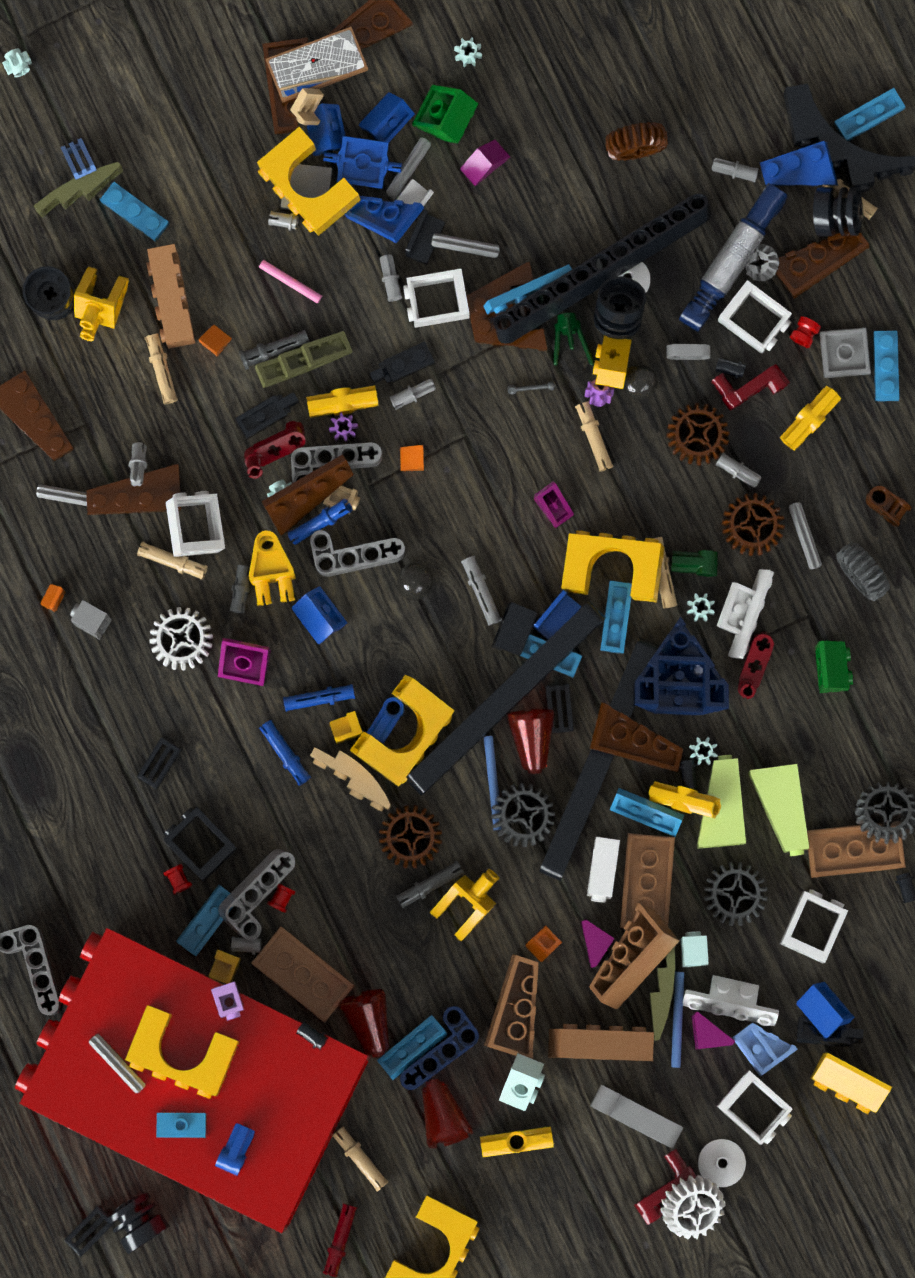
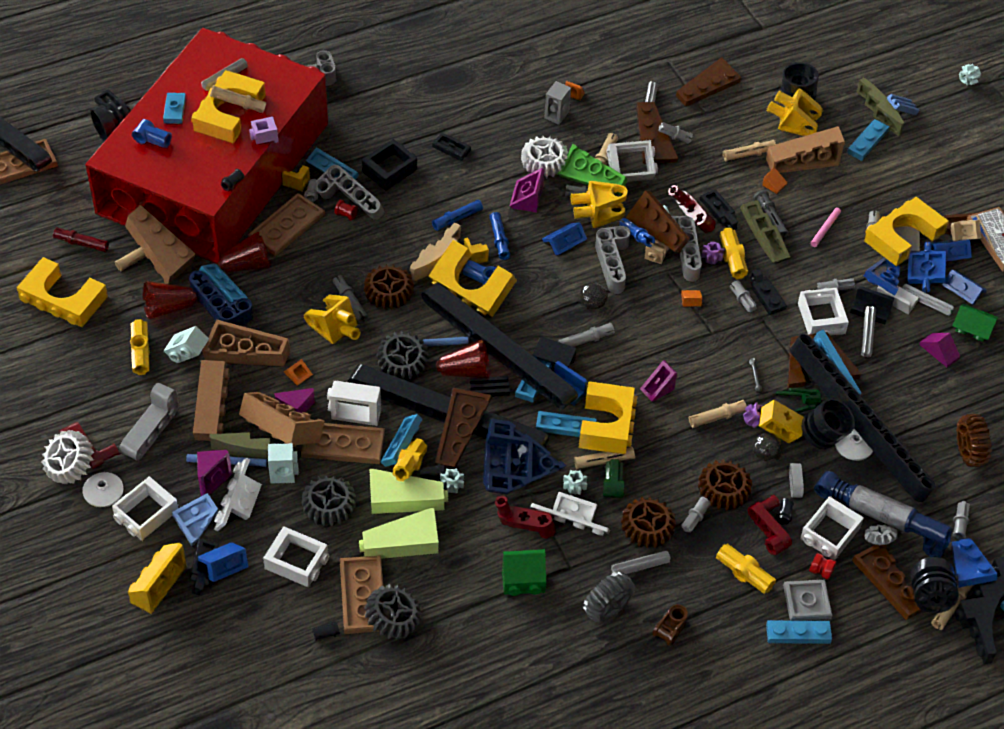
camera: 85 degrees right, 30 degrees down
(176, 1044) = (238, 99): none -> tan pin
(177, 879) = (358, 152): red bush -> none
(212, 579) = (584, 168): none -> bright green wing
(368, 1127) = (159, 244): none -> medium nougat wedge

